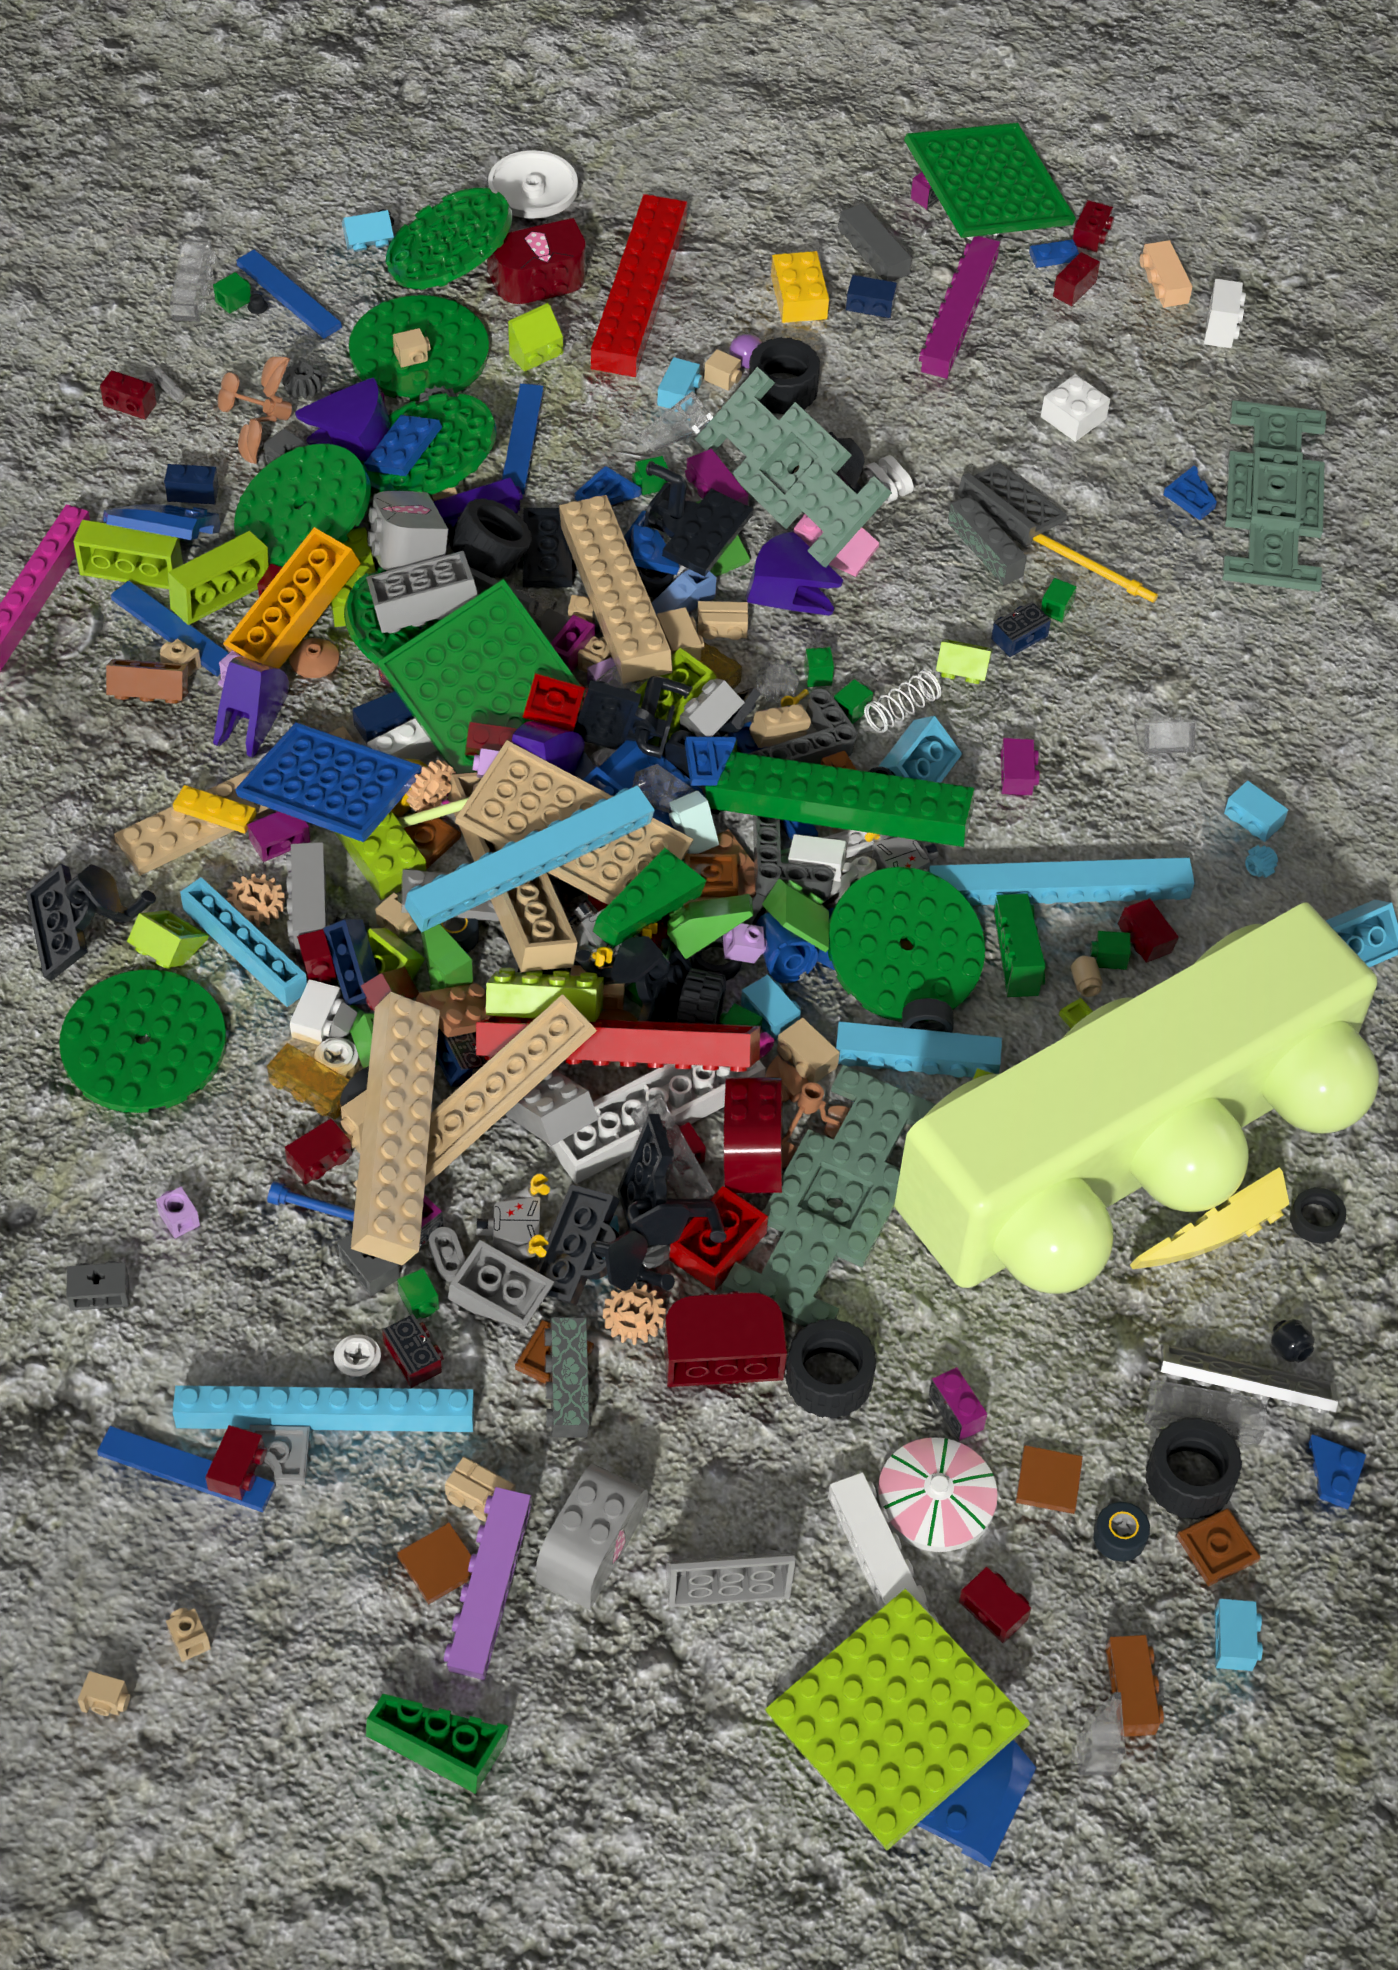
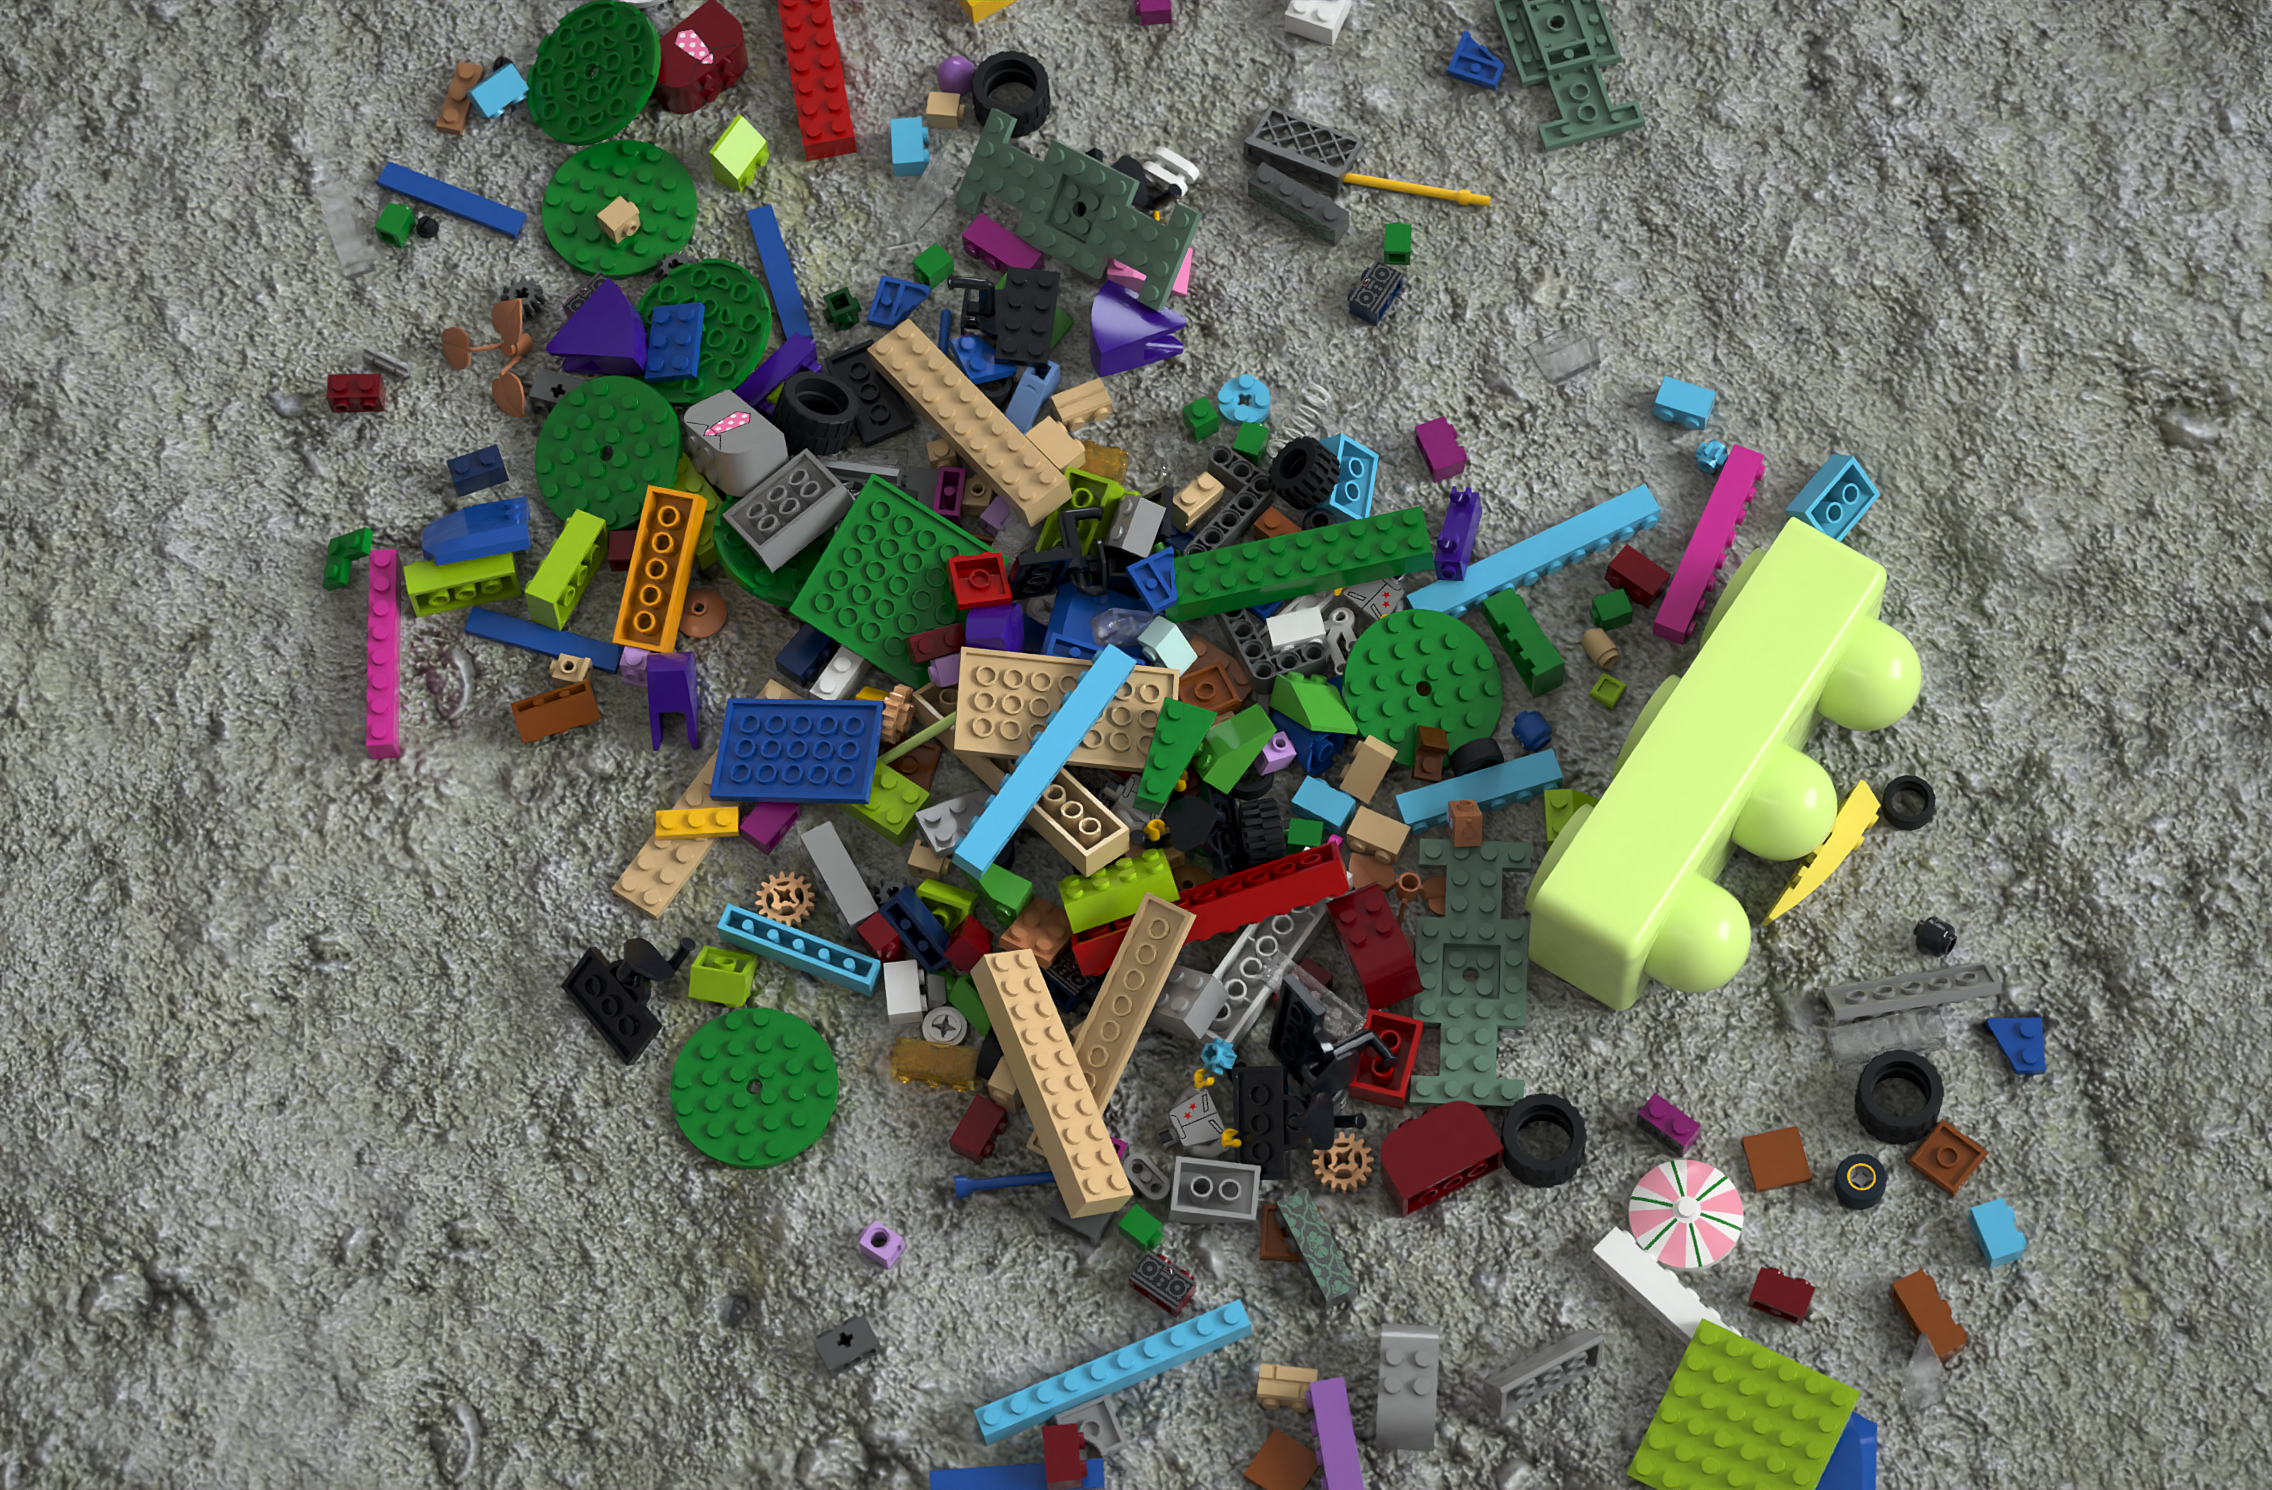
camera: 15 degrees left, 10 degrees up
(45, 501) = (341, 553): none -> green plate
(332, 232) = (457, 104): none -> medium nougat plate
(349, 1347) = (1122, 1299): white gear -> none
(557, 476) = (841, 309): none -> dark green brick
(563, 1169) = (1218, 1056): none -> medium azure gear
(789, 700) = (1192, 464): yellow hand -> none
(824, 989) = (1367, 769): none -> tan brick
(865, 658) = (1244, 387): none -> medium azure plate
(885, 733) = (1304, 473): none -> black tyre
(885, 998) = (1428, 754): none -> reddish brown slope
(889, 1065) = (1464, 823): none -> nougat head
(963, 660) = (1336, 351): slope -> none
(991, 1018) = (1531, 730): none -> blue head
(999, 834) = (1457, 535): none -> dark purple brick
(1254, 905) = (1708, 545): none -> dark pink brick

